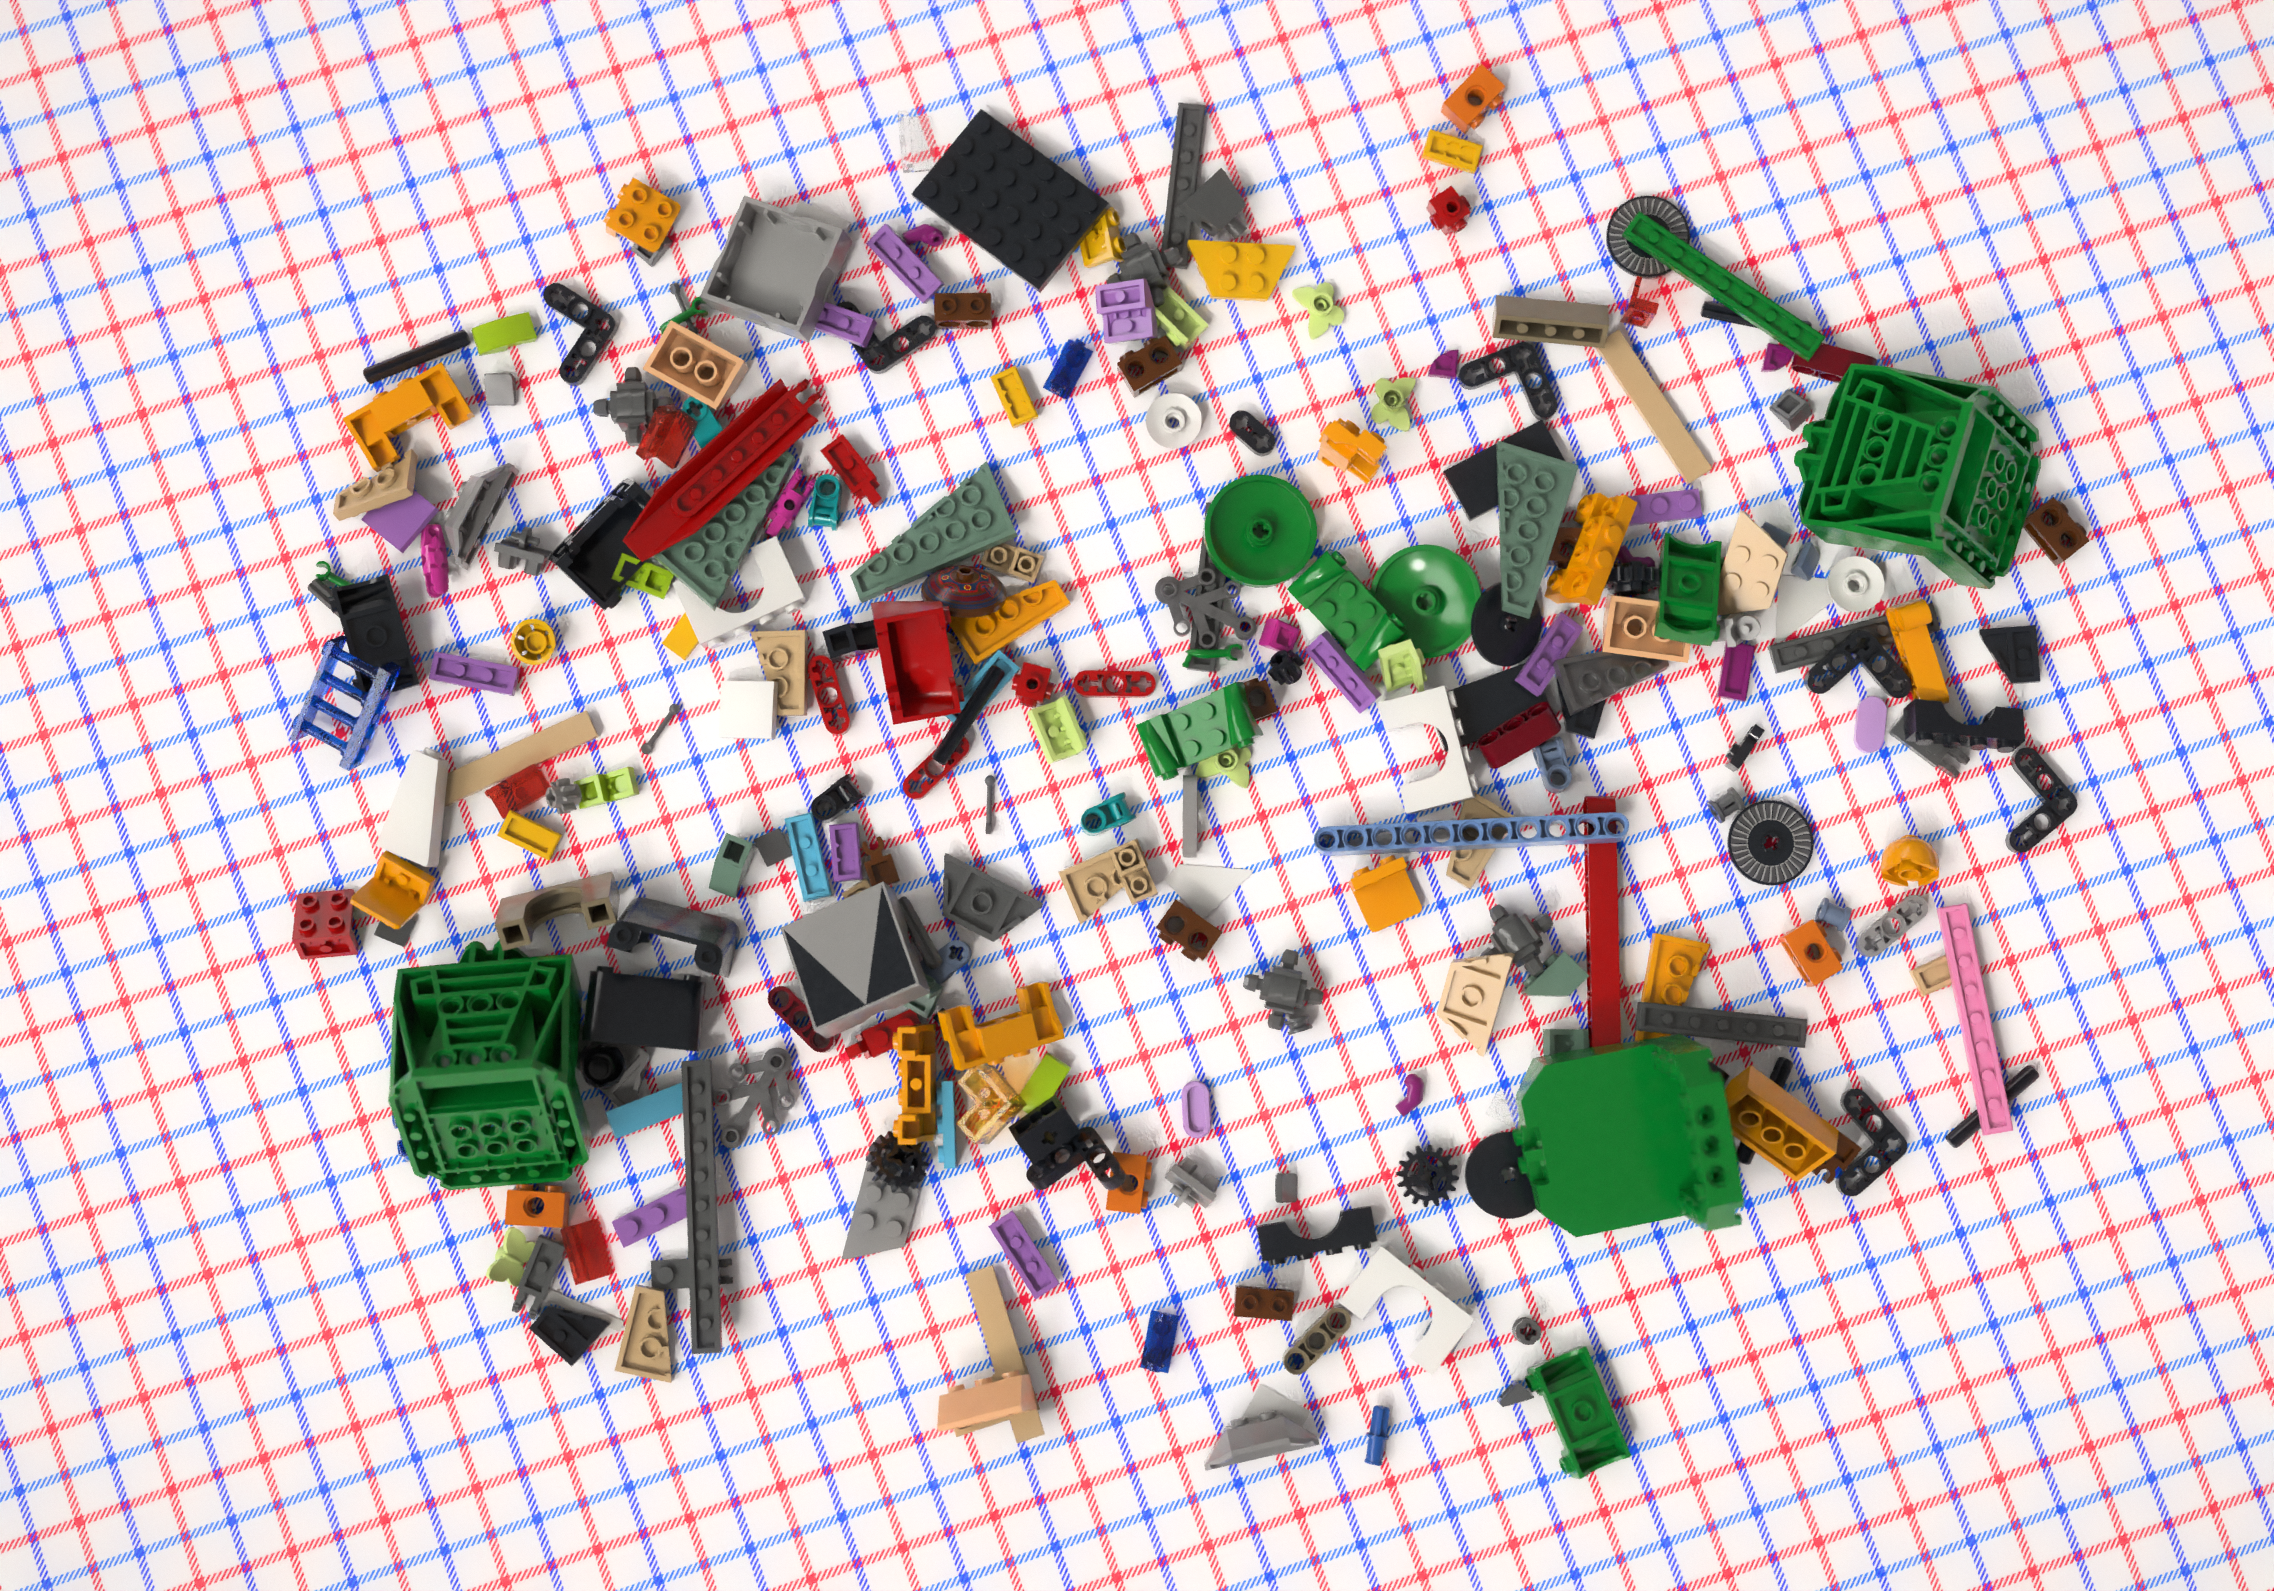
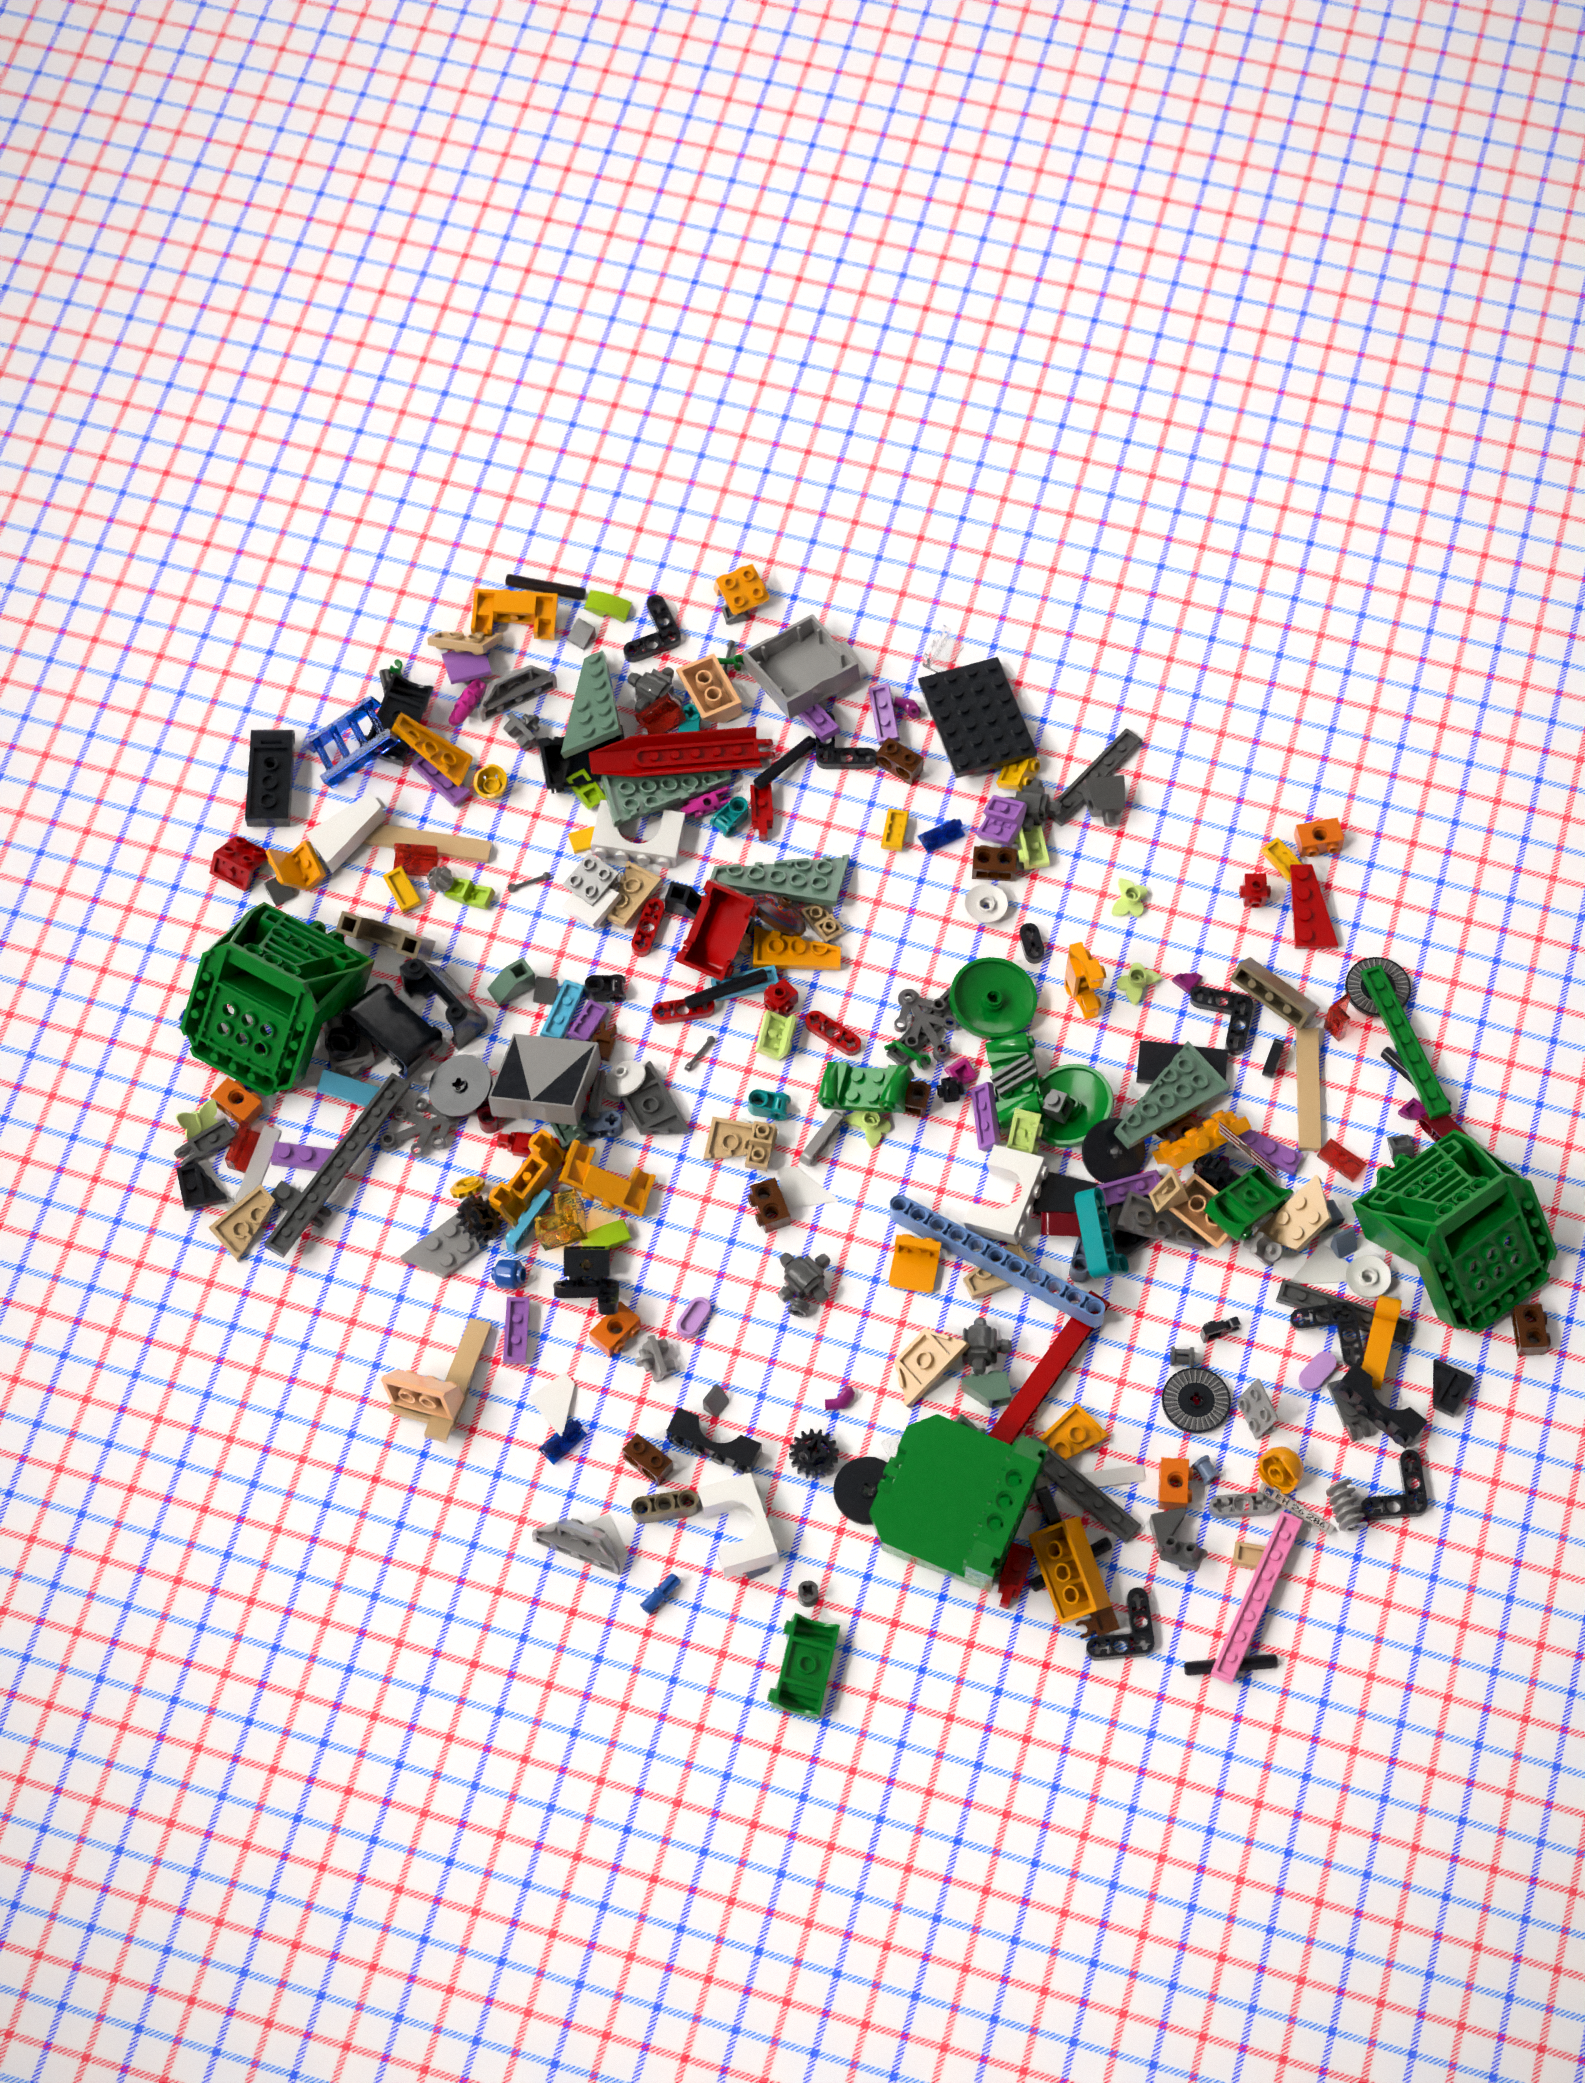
camera: 35 degrees right, 20 degrees down
(293, 814) = (267, 787): none -> black hinge
(446, 647) = (438, 751): none -> light orange wing
(590, 484) = (594, 708): none -> sand green wing
(611, 1259) = (258, 1162): none -> white sticker
(730, 684) = (591, 879): none -> hinge
(747, 1016) = (471, 1096): none -> piece
(839, 398) = (784, 762): none -> black axle
(856, 1122) = (467, 1186): none -> yellow gear
(942, 892) = (625, 1078): none -> white dish
(971, 1199) = (508, 1274): none -> blue head
(1118, 1303) = (554, 1401): none -> white sticker
(1240, 268) = (1095, 844): yellow wing -> none
(1335, 628) = (1012, 1072): none -> dark grey tile
(1418, 615) = (1054, 1103): none -> dark grey brick
(1514, 1394) = (769, 1628): dark grey slope -> none
(1521, 197) = (1309, 913): none -> red wing
(1559, 737) = (1097, 1236): none -> teal beam
(1596, 397) = (1273, 1058): none -> black beam
(1600, 638) = (1168, 1192): none -> tan slope
(1648, 530) = (1247, 1150): none -> sticker
(1735, 672) = (1248, 1281): magenta tile -> none
(1740, 466) = (1341, 1160): none -> clear red plate
(1740, 983) = (1115, 1476): none -> white sticker
(1833, 1006) = (1165, 1524): none -> dark grey slope
(1844, 814) = (1257, 1409): none -> light grey hinge
(1874, 1026) = (1183, 1554): none -> dark grey hips
(1948, 893) = (1296, 1508): none -> white sticker
(2000, 857) = (1344, 1506): none -> light grey piece

